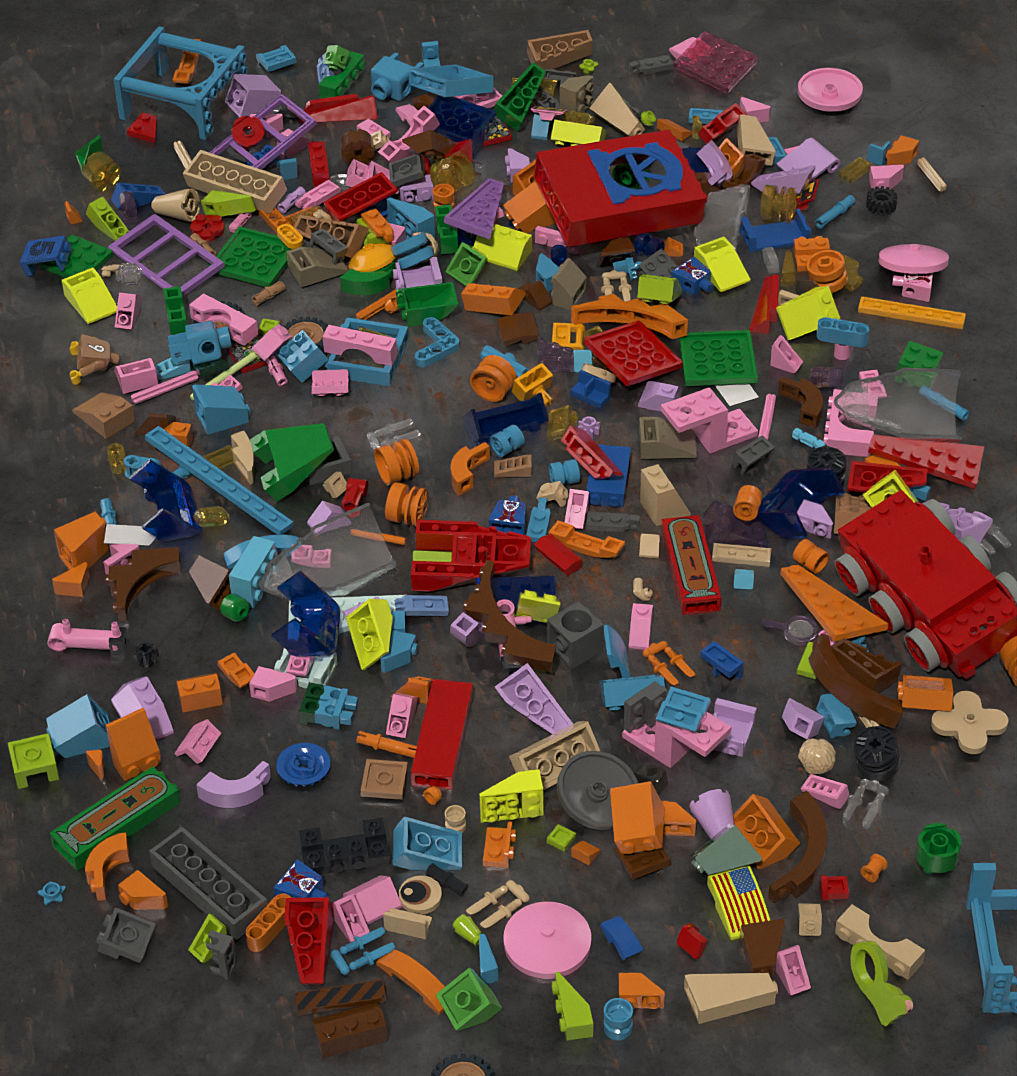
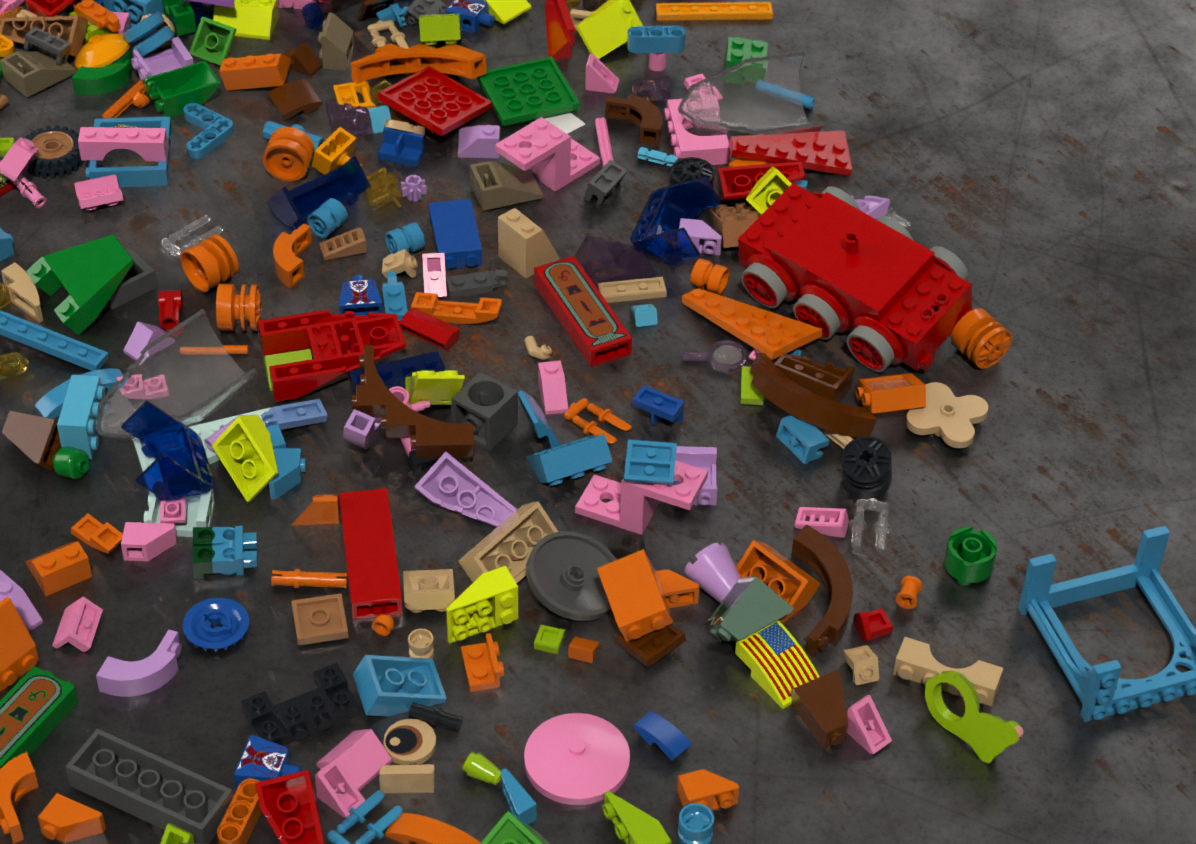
camera: 20 degrees left, 0 degrees up
(302, 356) = (57, 169): dark azure slope -> none
(335, 484) = (144, 302): tan tile -> none
(401, 714) = (314, 542): bright pink slope -> none
(477, 773) = (428, 589): none -> tan slope
(504, 911) = (514, 738): tan piece -> none
(545, 270) = (306, 32): dark azure slope -> none
(589, 454) = (428, 214): red wedge -> none
(644, 706) = (598, 471): dark grey plate -> none
(649, 545) = (528, 300): tan slope -> none
(692, 940) = (743, 720): red tile -> none
(728, 994) = (805, 770): tan slope -> none
(747, 503) = (624, 231): orange wheel -> none
(802, 719) = (768, 449): lavender slope -> none
(817, 756) = (800, 485): tan hair -> none

